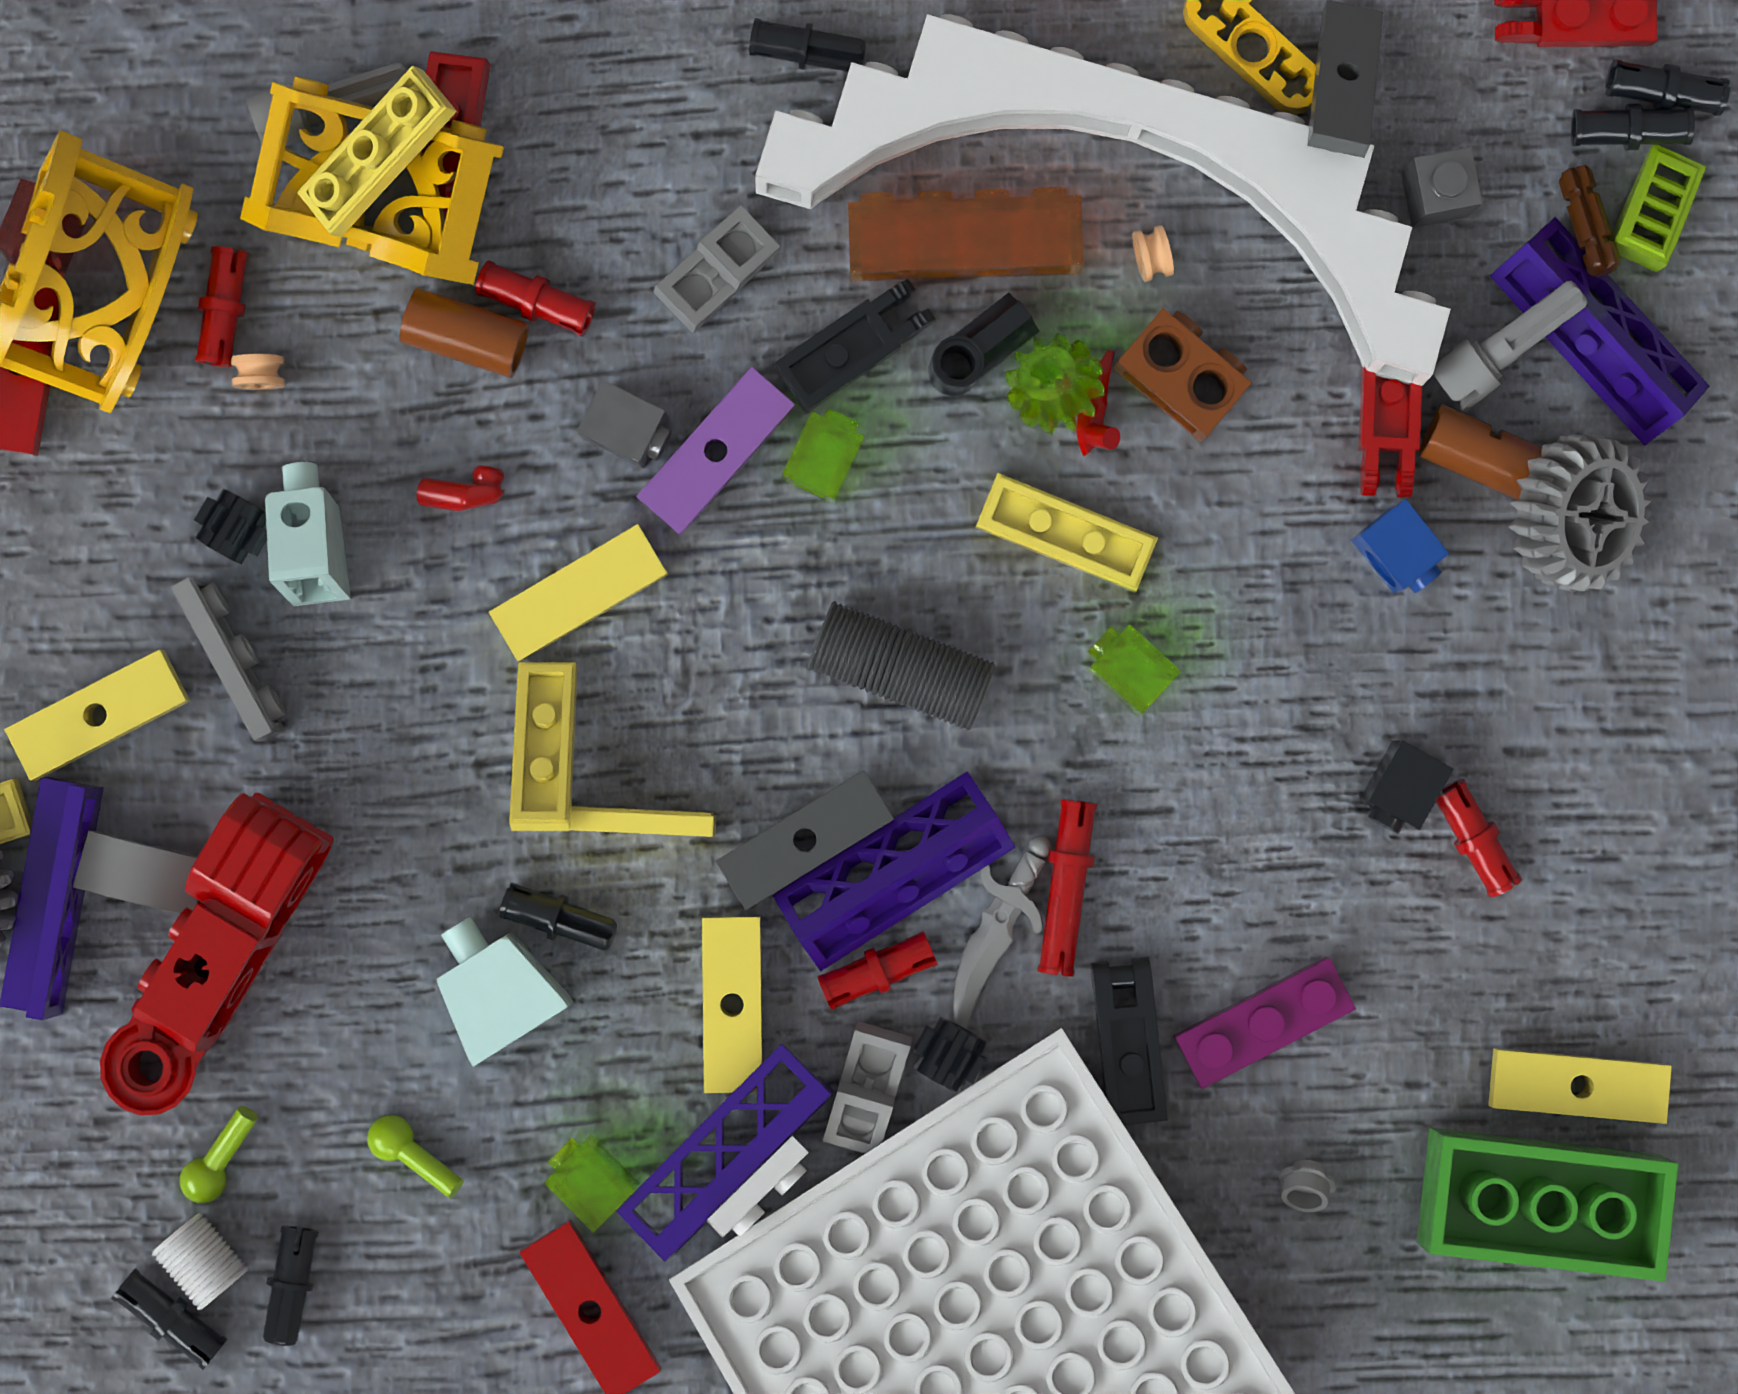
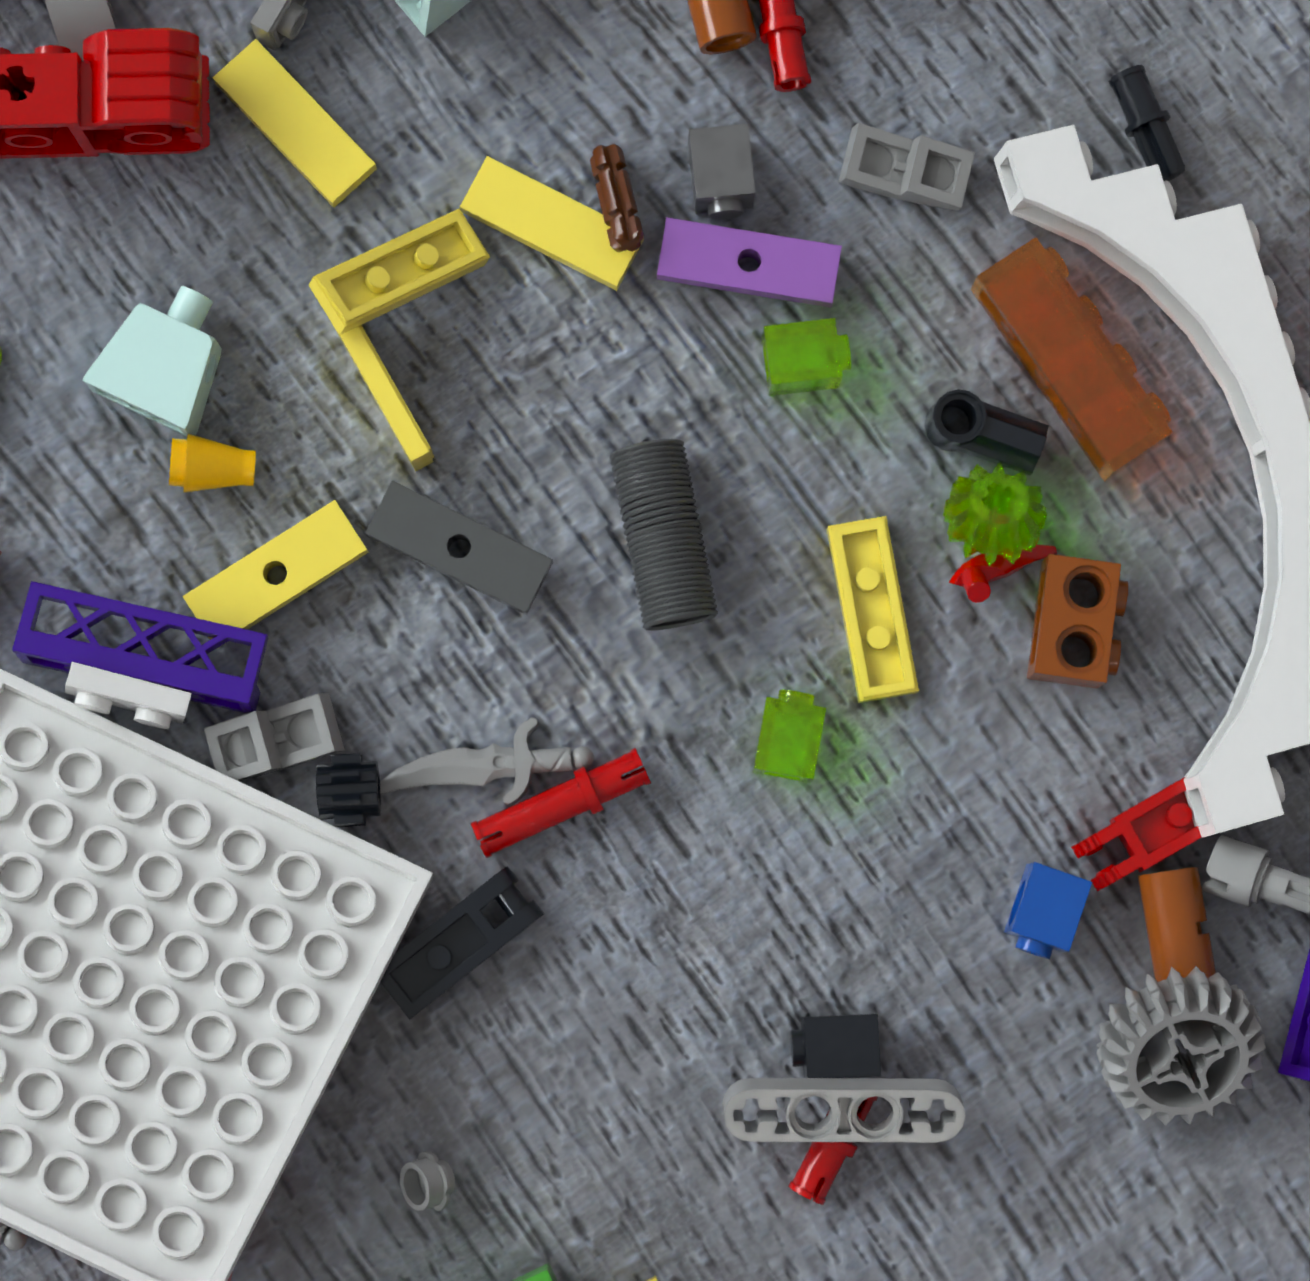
camera: 60 degrees right, 5 degrees down
(357, 754) = (294, 123): none -> light yellow tile
(462, 496) = (573, 74): red arm -> none
(557, 917) = (258, 376): black axle -> none
(589, 1181) = (44, 544): clear neon green brick -> none
(593, 527) = (616, 198): none -> reddish brown axle
(605, 1003) = (207, 464): none -> yellow cone
(848, 348) = (912, 321): black hinge -> none
(877, 970) = (383, 682): red pin -> none
(899, 879) = (474, 650): dark purple fence -> none
(1153, 253) = (1163, 530): light nougat bush -> none
(1264, 1022) = (550, 1054): magenta plate -> none
(1470, 822) = (842, 1121): none -> light grey beam

